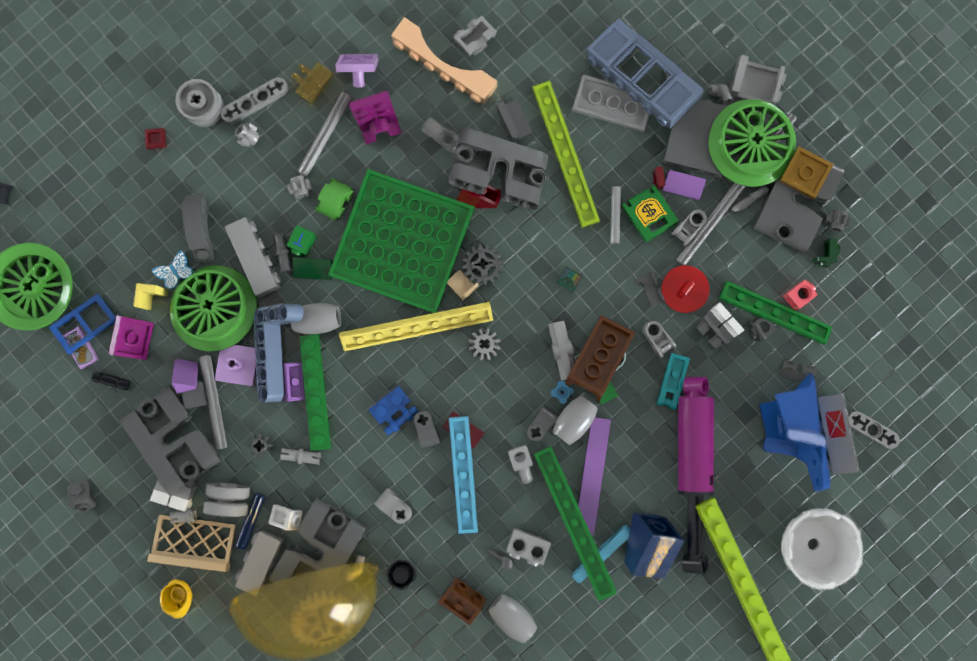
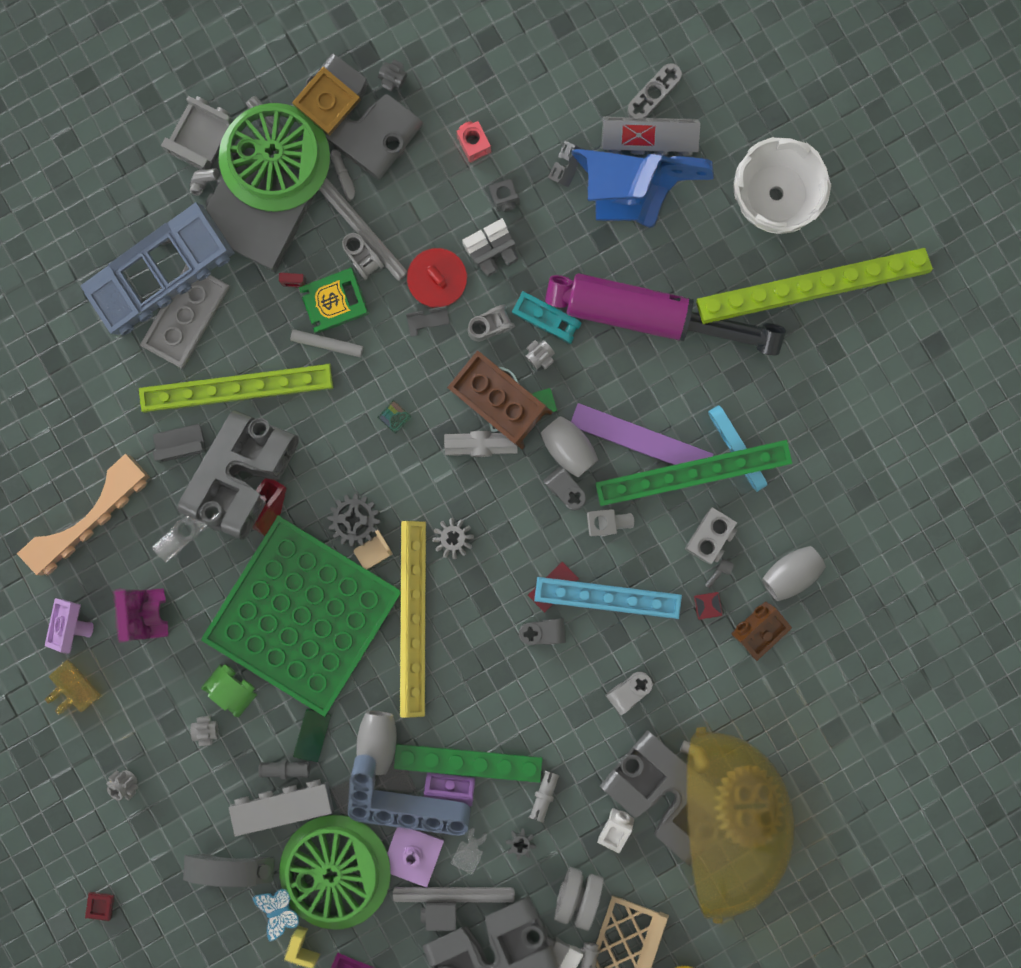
camera: 85 degrees left, 0 degrees up
(184, 375) = (413, 922): medium lavender slope -> none
(199, 103) = (53, 843): light grey wheel -> none
(245, 407) = (468, 853): none -> clear plate
(250, 521) = (612, 876): dark blue axle -> none
(253, 98) = (83, 766): light grey beam -> none
(258, 561) = (663, 874): light grey brick -> none
(301, 241) = (274, 742): green brick -> none
(324, 134) = (143, 686): light grey axle -> none
(389, 406) = (504, 671): blue plate -> none
(401, 574) = (714, 698): black hair -> none
(473, 554) = (708, 605): none -> dark red tile
(475, 37) = (61, 468): light grey cylinder -> none
(562, 397) = (538, 455): dark azure plate -> none
(642, 382) = (540, 354): none -> light grey gear
(651, 545) = (739, 386): dark blue slope -> none
(684, 184) = (307, 251): medium lavender slope -> none
(775, 312) = (488, 175): green tile -> none
(830, 253) = (428, 92): dark green bracket -> none

